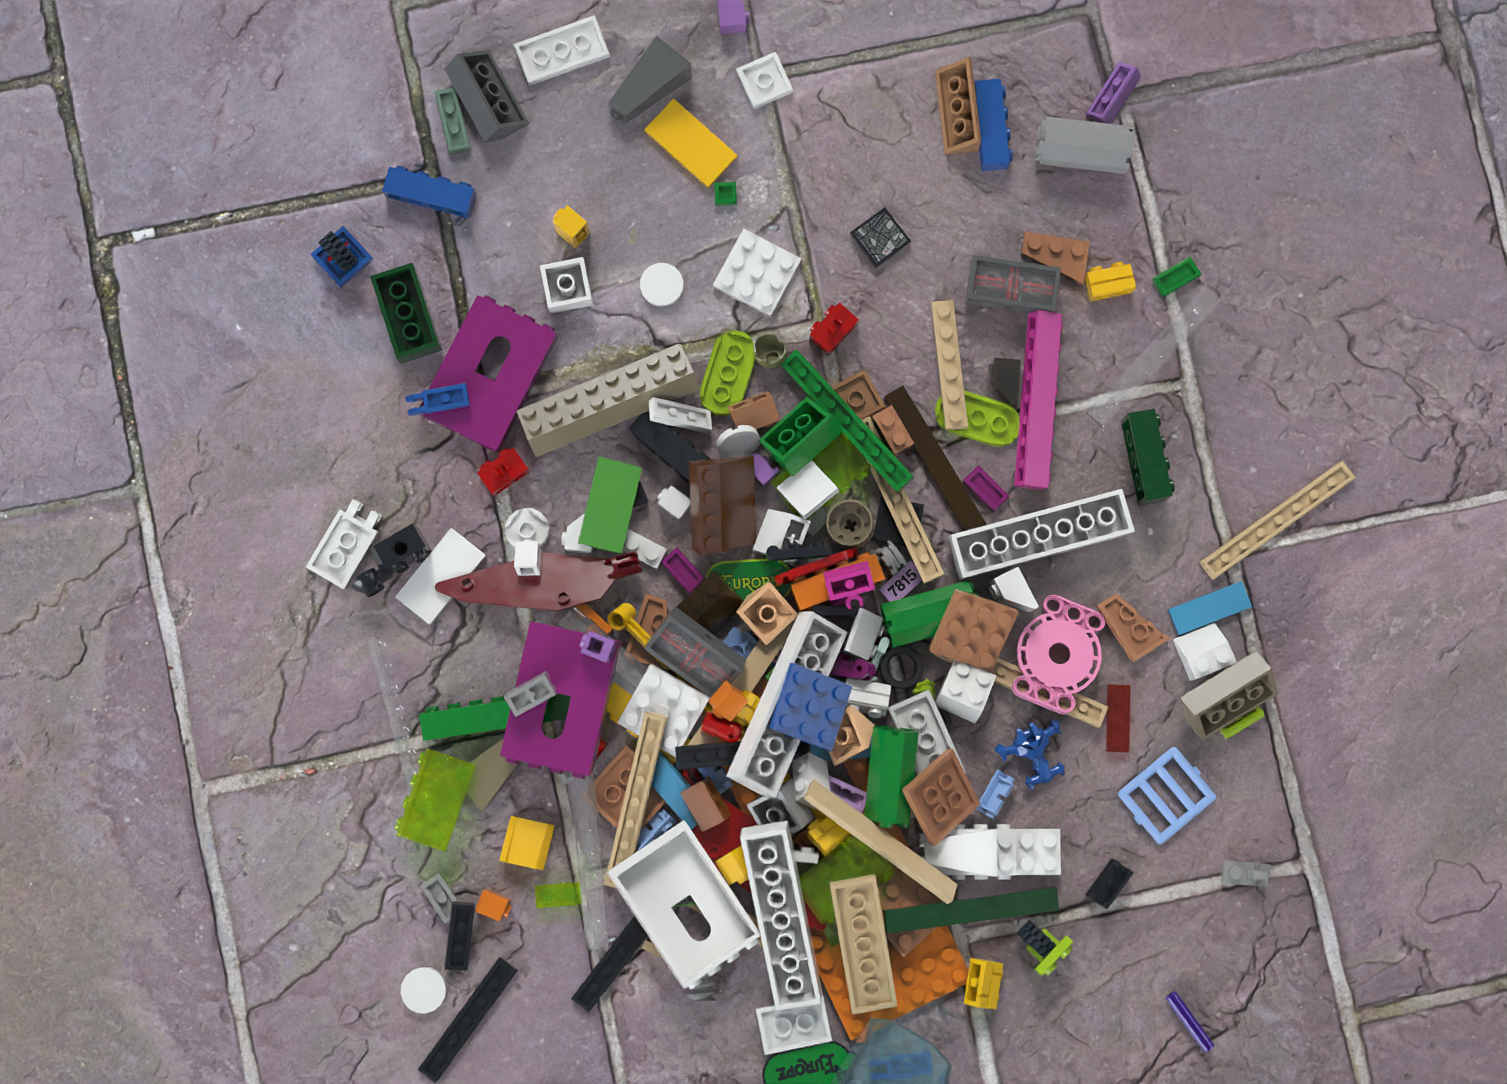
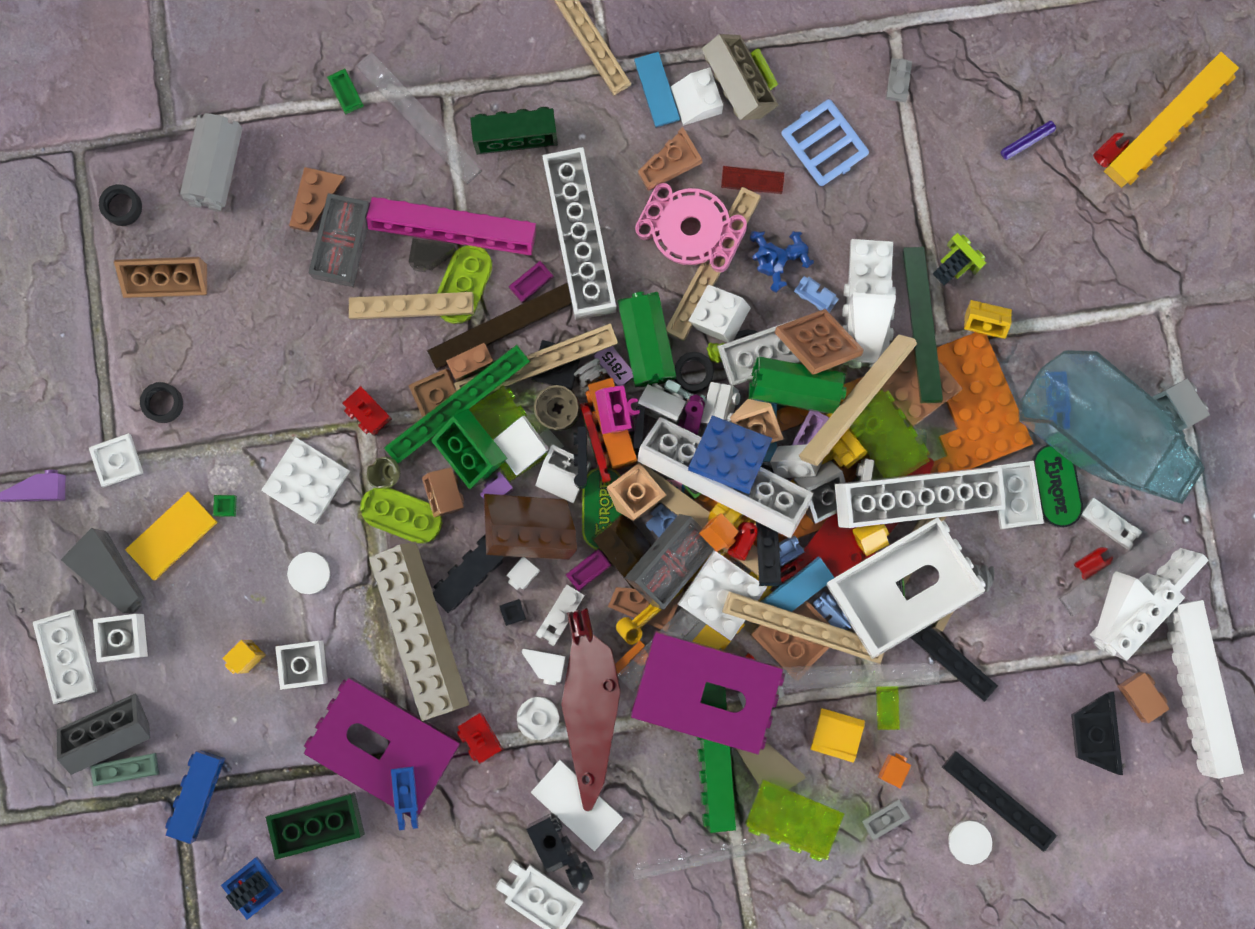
camera: 85 degrees left, 0 degrees up
(459, 935) = (922, 804): black plate -> none
(527, 558) = (566, 718): white brick -> none
(530, 693) = (702, 720): light grey hinge -> none
(583, 102) = (120, 637): none -> white brick
(589, 641) = (668, 645): medium lavender brick -> none
(609, 505) = (521, 635): bright green tile -> none
(680, 415) = (439, 562): white plate -> none
(705, 804) = (812, 561): panel -> none
(738, 441) = (470, 508): white tile -> none
(832, 104) = (147, 394): none -> black tyre
(863, 944) = (950, 423): tan plate -> none
(880, 237) = (282, 361): tile -> none
(973, 630) = (666, 300): nougat plate -> none
(992, 124) = (208, 246): blue brick -> none
(1013, 591) = (629, 262): white slope -> none
(1043, 45) = (106, 197): none -> black tyre
(1109, 883) = (902, 199): black hinge -> none
(1110, 281) = (345, 151): yellow brick -> none
(1114, 93) = (163, 133): medium lavender slope -> none

